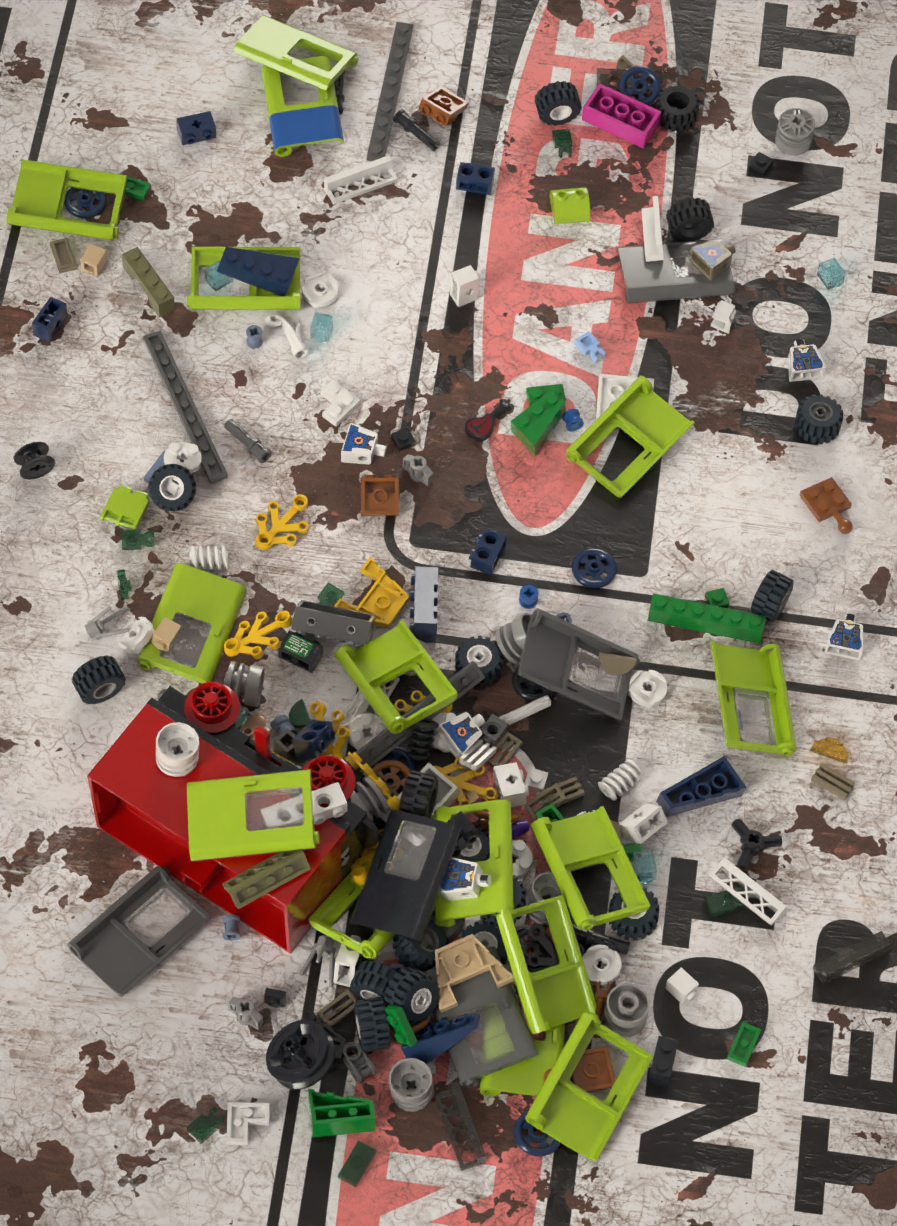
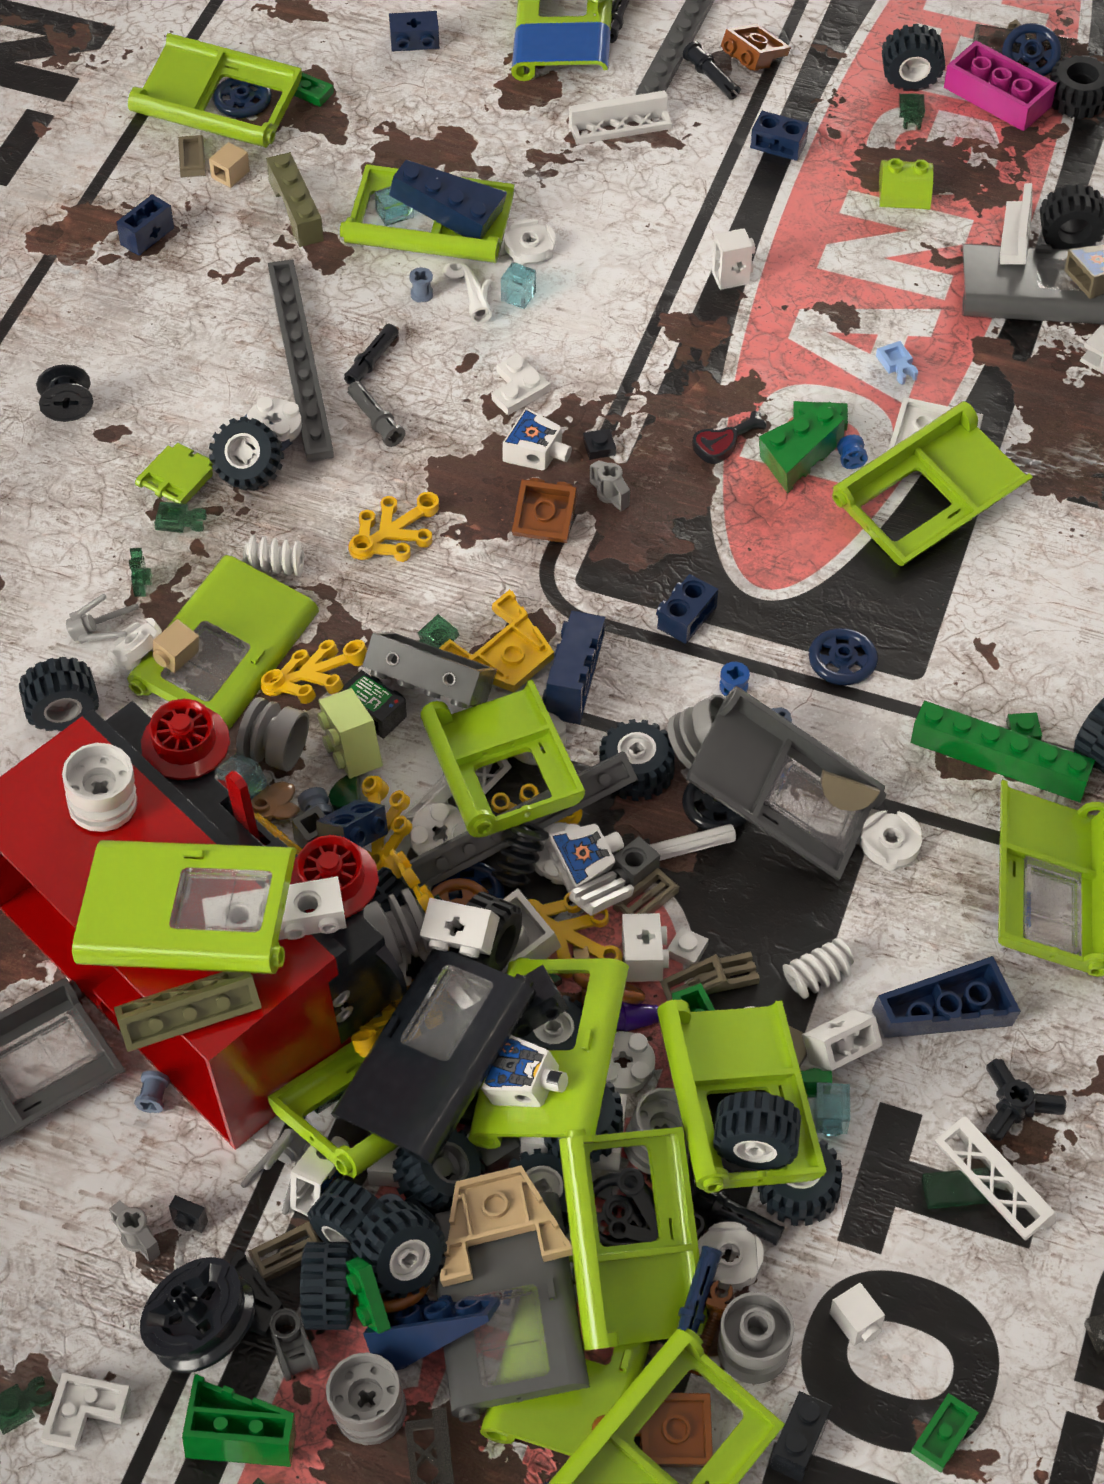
camera: 15 degrees right, 5 degrees down
(230, 402) = (365, 361): none -> black pin
(294, 675) = (349, 733): none -> yellowish green brick
(396, 791) = (445, 916): none -> white brick
(587, 1002) = (699, 1291): none -> dark blue pin
(607, 889) = (757, 1130): none -> black wheel

